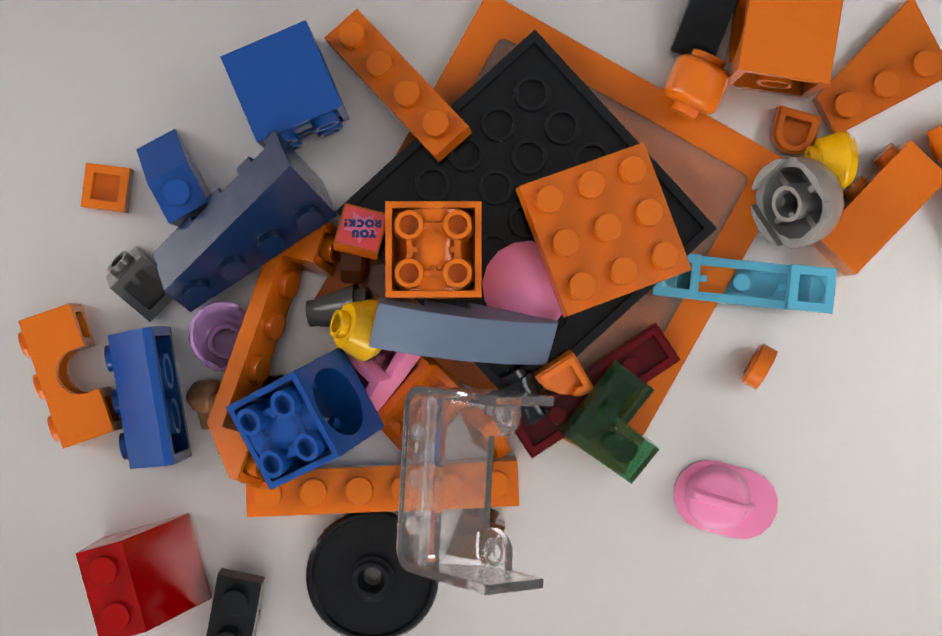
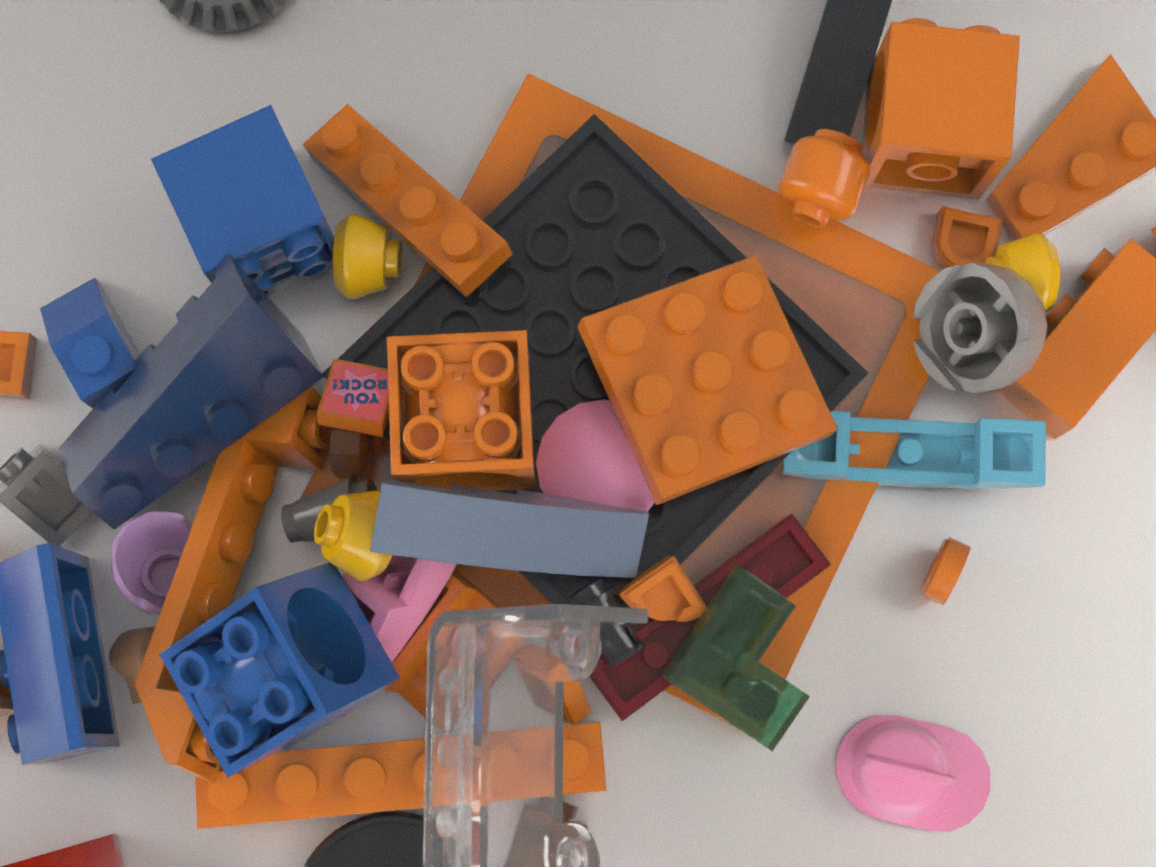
camera: 10 degrees left, 10 degrees down
(366, 125) = (364, 257): none -> yellow cone

